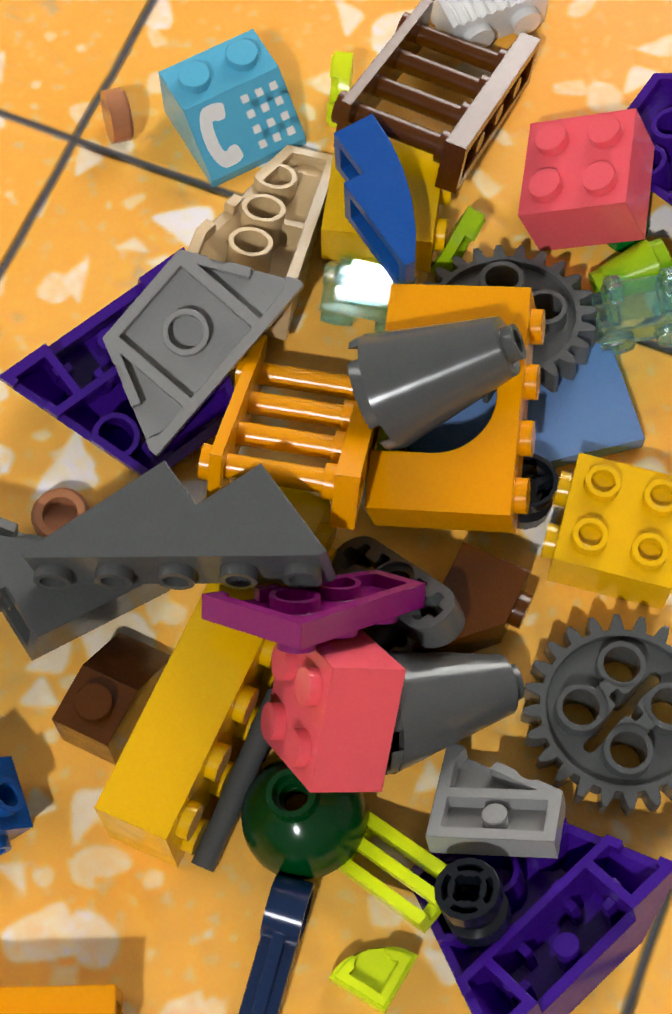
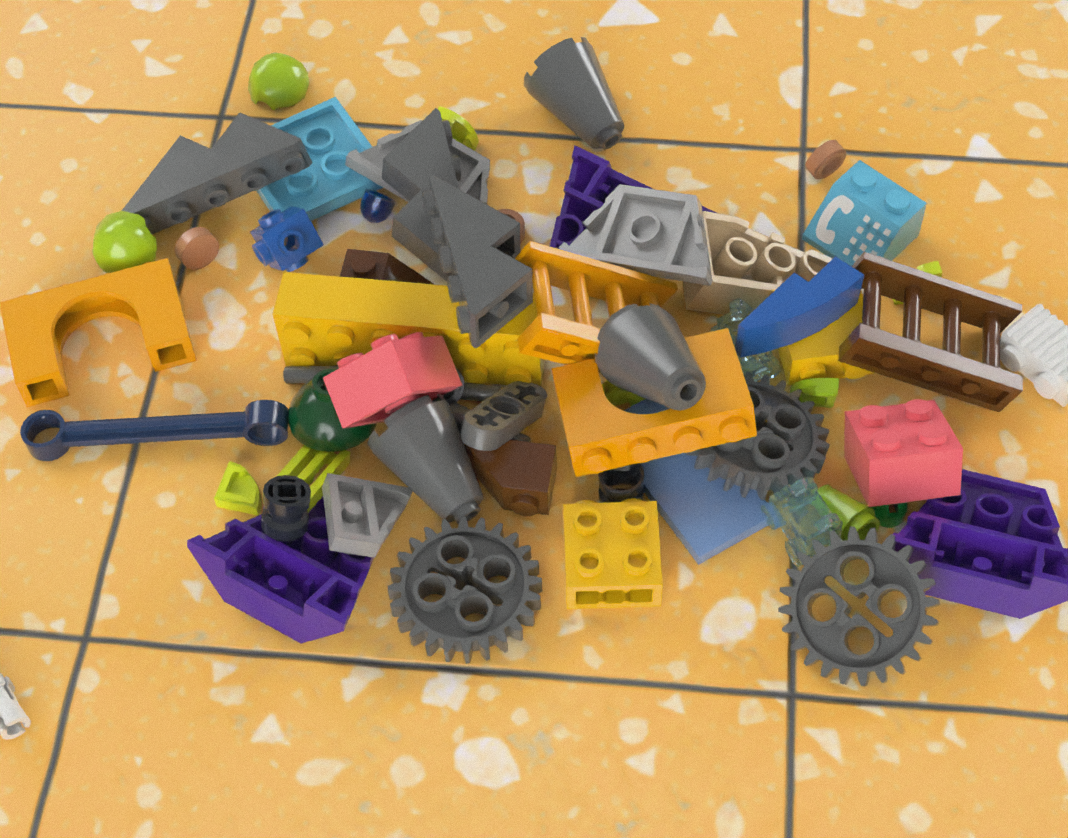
camera: 75 degrees right, 10 degrees down
(312, 616) = (437, 331): magenta wing -> none

